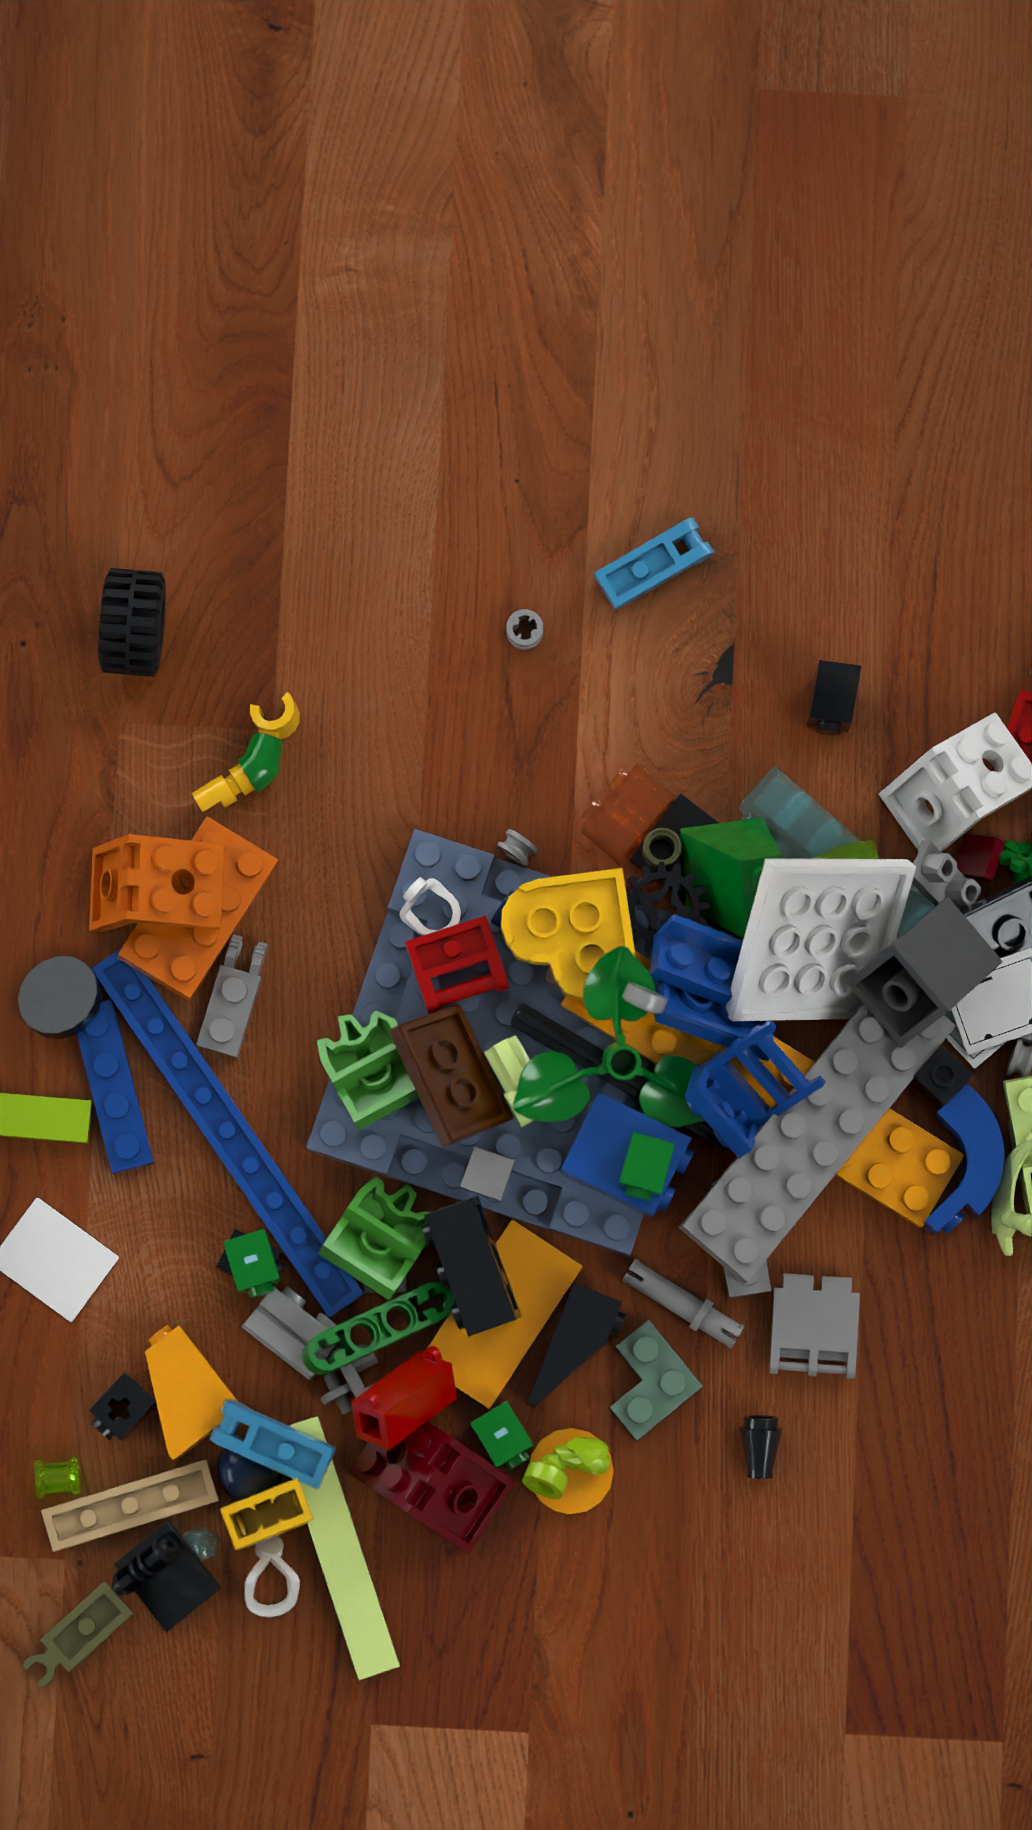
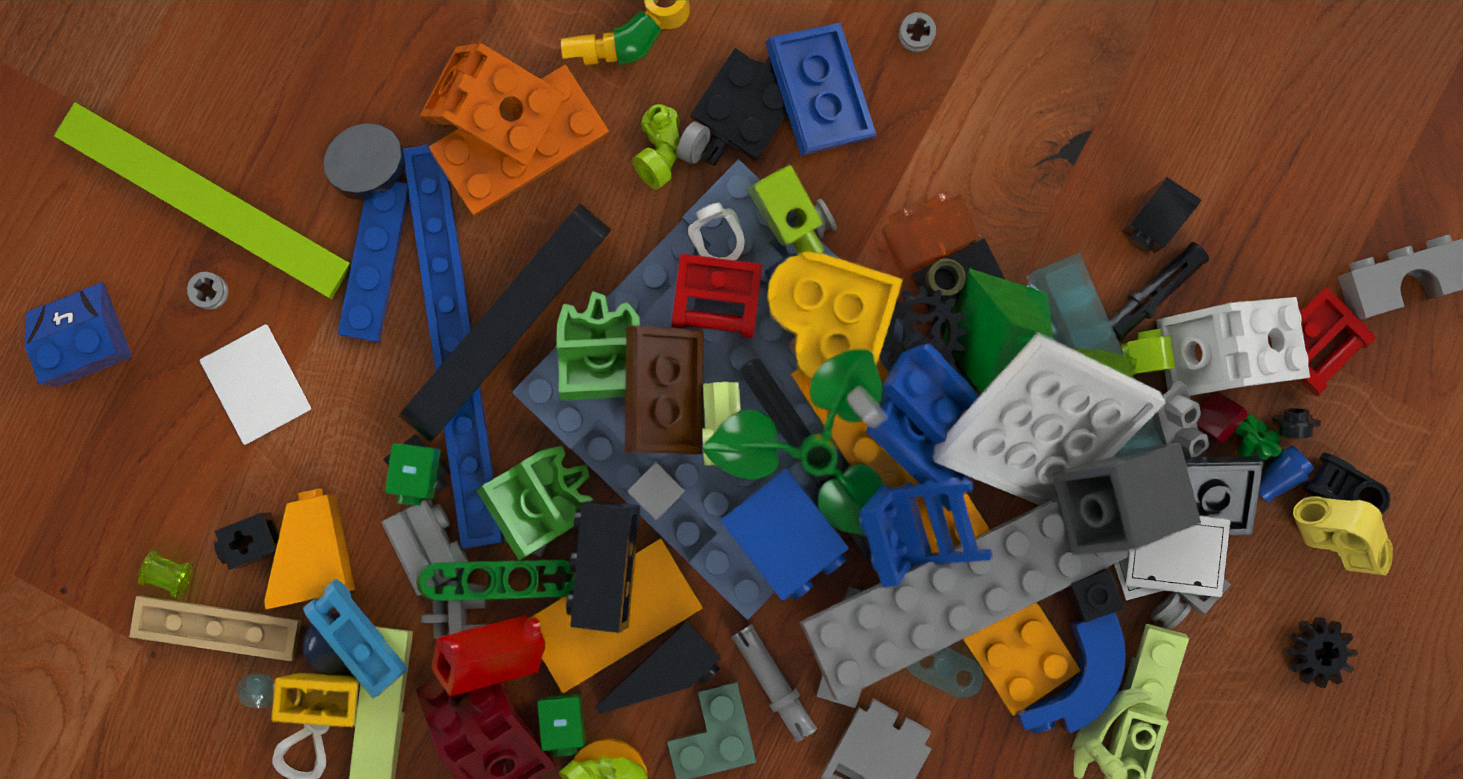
camera: 25 degrees right, 5 degrees up
(81, 1631) = (121, 716): olive plate -> none
(165, 1576) = (213, 704): black hinge -> none
(232, 1001) = (512, 234): light grey hinge -> none
(269, 1084) = (504, 323): none -> black beam
(327, 834) = (661, 127): none -> lime arm
(364, 833) = (693, 143): none -> light grey tile
(395, 774) = (741, 107): none -> black plate
(459, 725) = (820, 88): none -> blue tile
(469, 847) = (775, 198): none -> lime torso
(645, 1167) = (795, 557): green brick -> none
(652, 564) = (1055, 27): dark azure plate -> none
(837, 1217) = (943, 673): none -> clear light blue plate
(884, 724) = (1190, 260): none -> black pin
(887, 826) = (1152, 352): none -> lime plate

